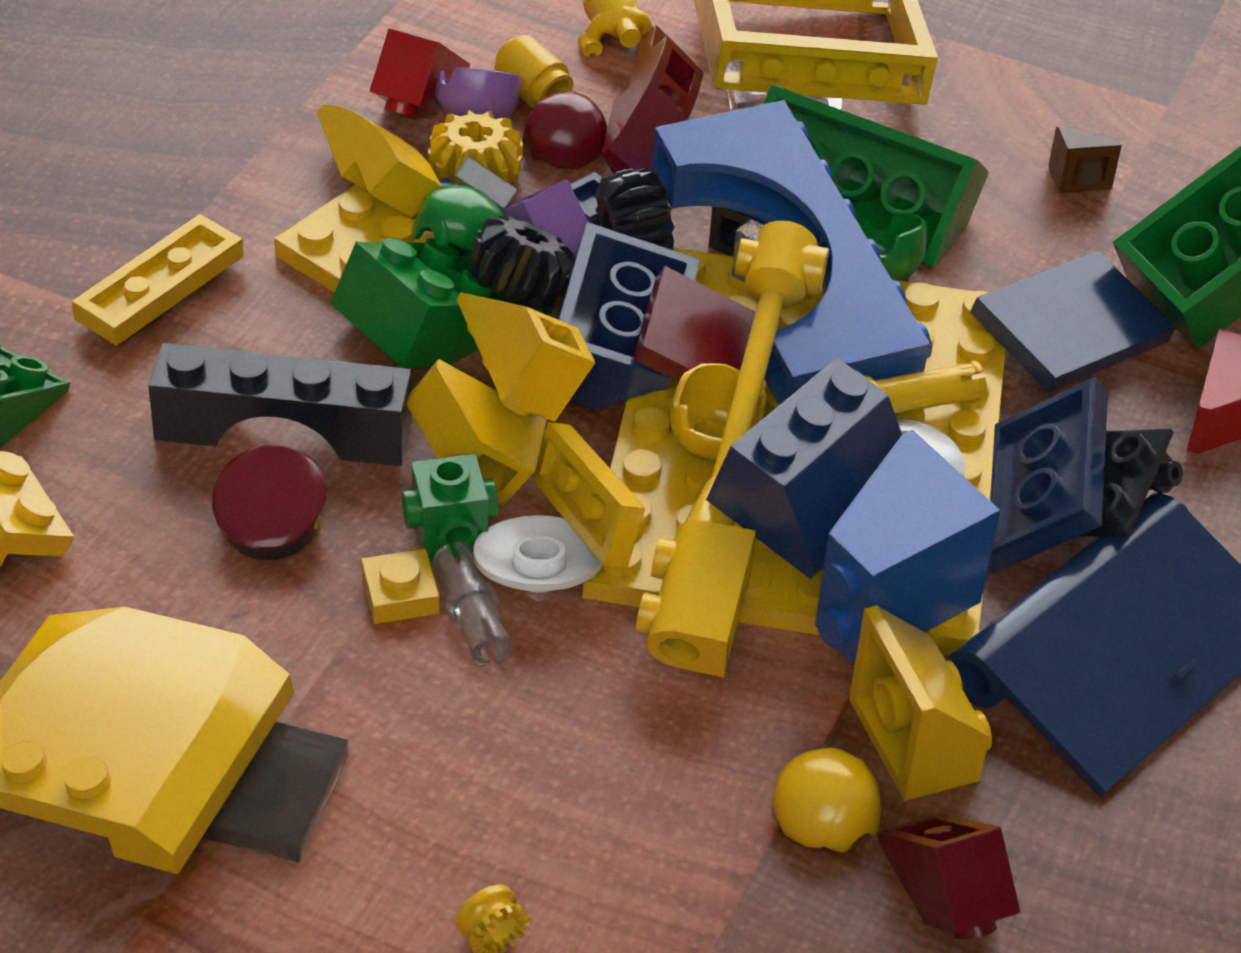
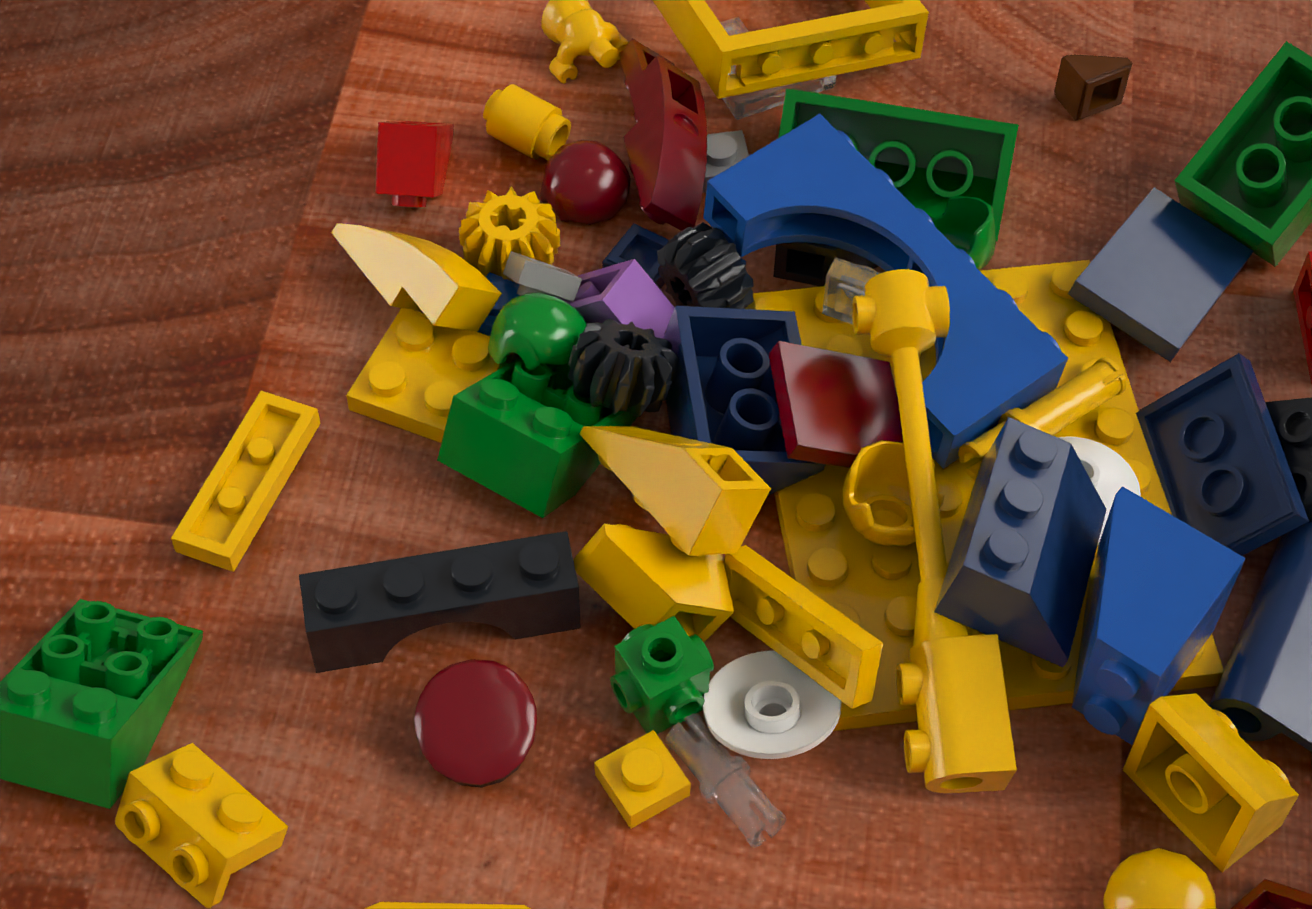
camera: 15 degrees left, 10 degrees up
(478, 91) = (486, 168): medium lavender hair -> none

